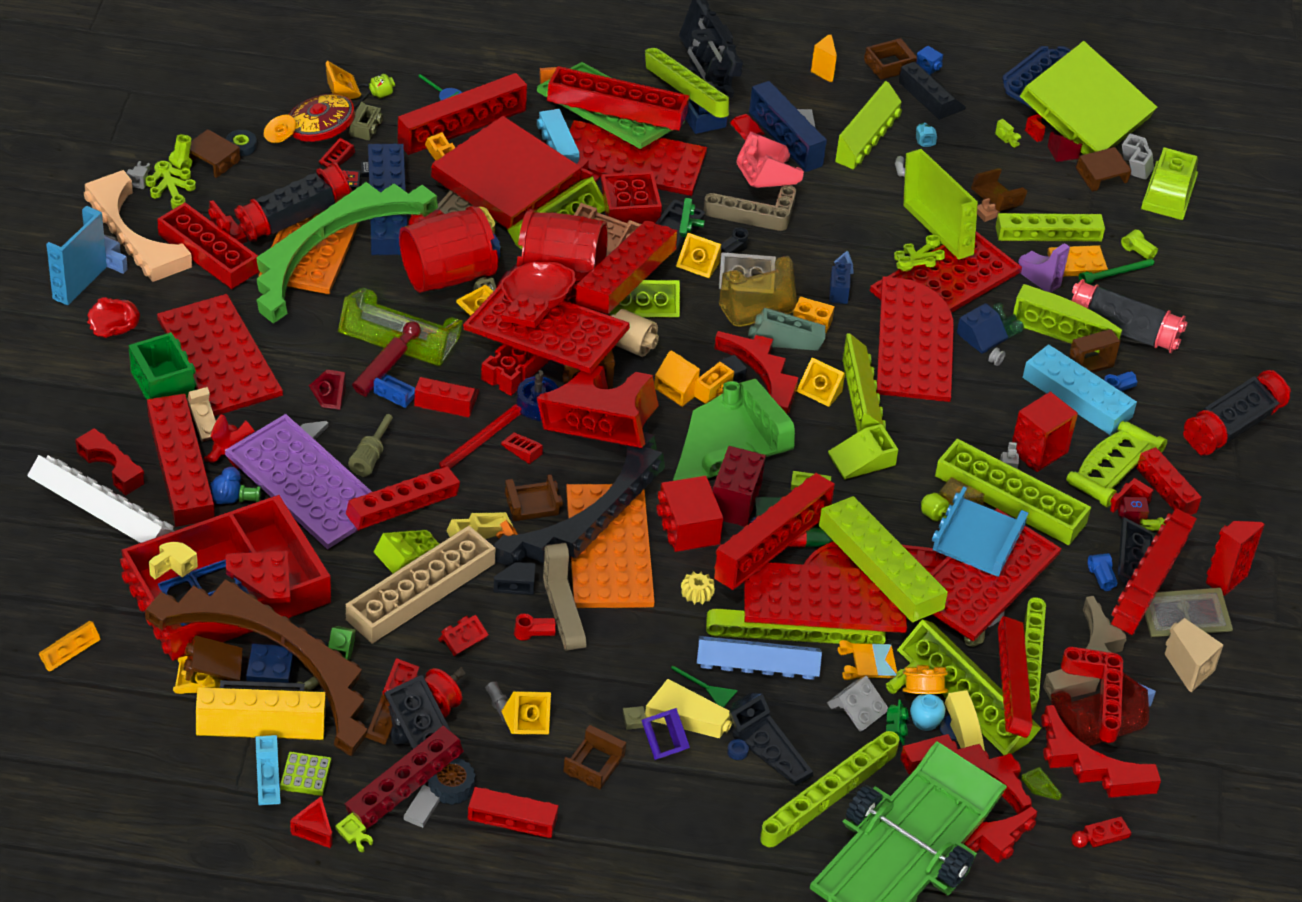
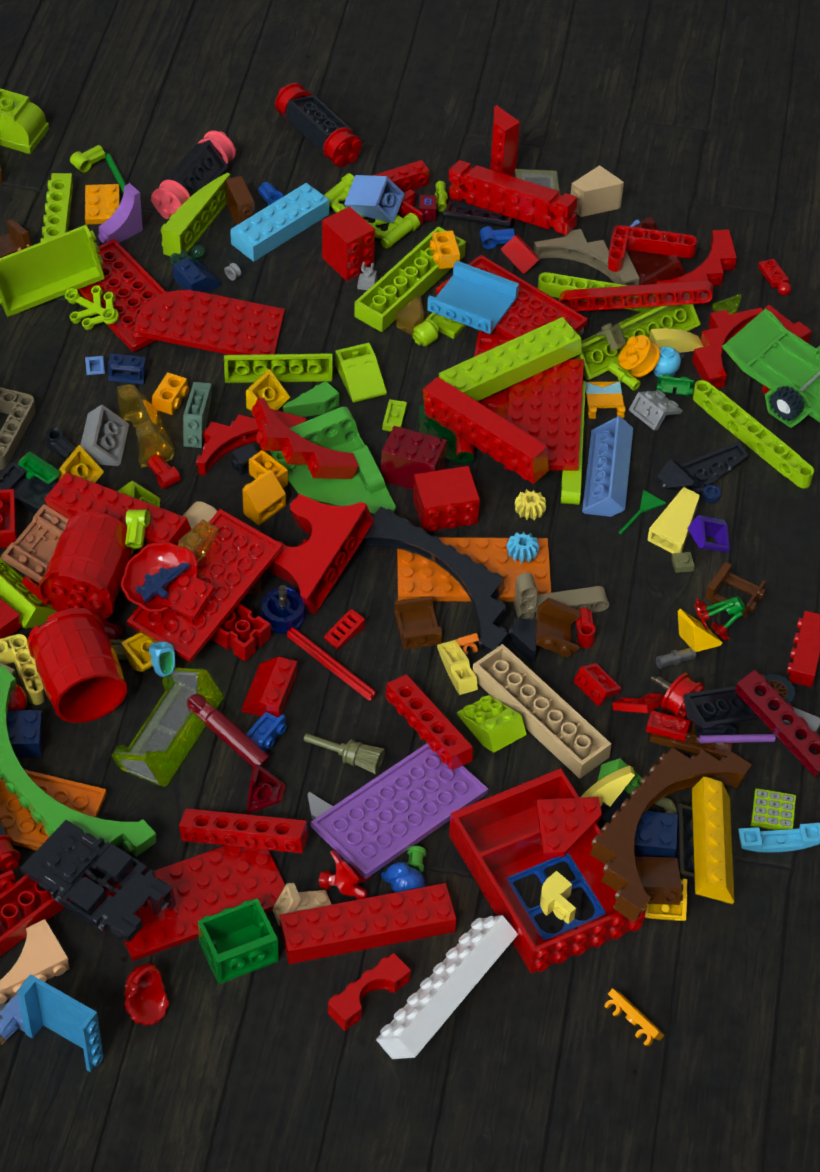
camera: 85 degrees left, 5 degrees up
(234, 261) = (71, 857): none -> black piece
(276, 371) = (243, 830): none -> red brick
(315, 622) = (610, 786): none -> light yellow slope
(389, 733) = (737, 738): none -> medium lavender piece
(430, 658) = (642, 705): none -> red tile
(464, 305) = (162, 658): none -> medium azure rock
(523, 597) = (554, 627): none -> reddish brown panel
(535, 285) = (157, 583): none -> dark blue piece
(552, 733) = (732, 606): none -> plant
(580, 303) = (199, 539): none -> clear yellow slope
(591, 261) = (137, 522): none -> lime piece
(628, 571) = (522, 547): none -> medium azure gear
(706, 316) = (164, 473): none -> red piece
(741, 370) = (321, 462): none -> red arch
(820, 421) = (314, 402): none -> bright green slope
(943, 651) = (614, 335): none -> olive bracket
(1046, 505) = (445, 249): none -> light orange brick
(1077, 586) = (520, 254): none -> red panel
(1120, 454) = (375, 197): none -> medium blue slope

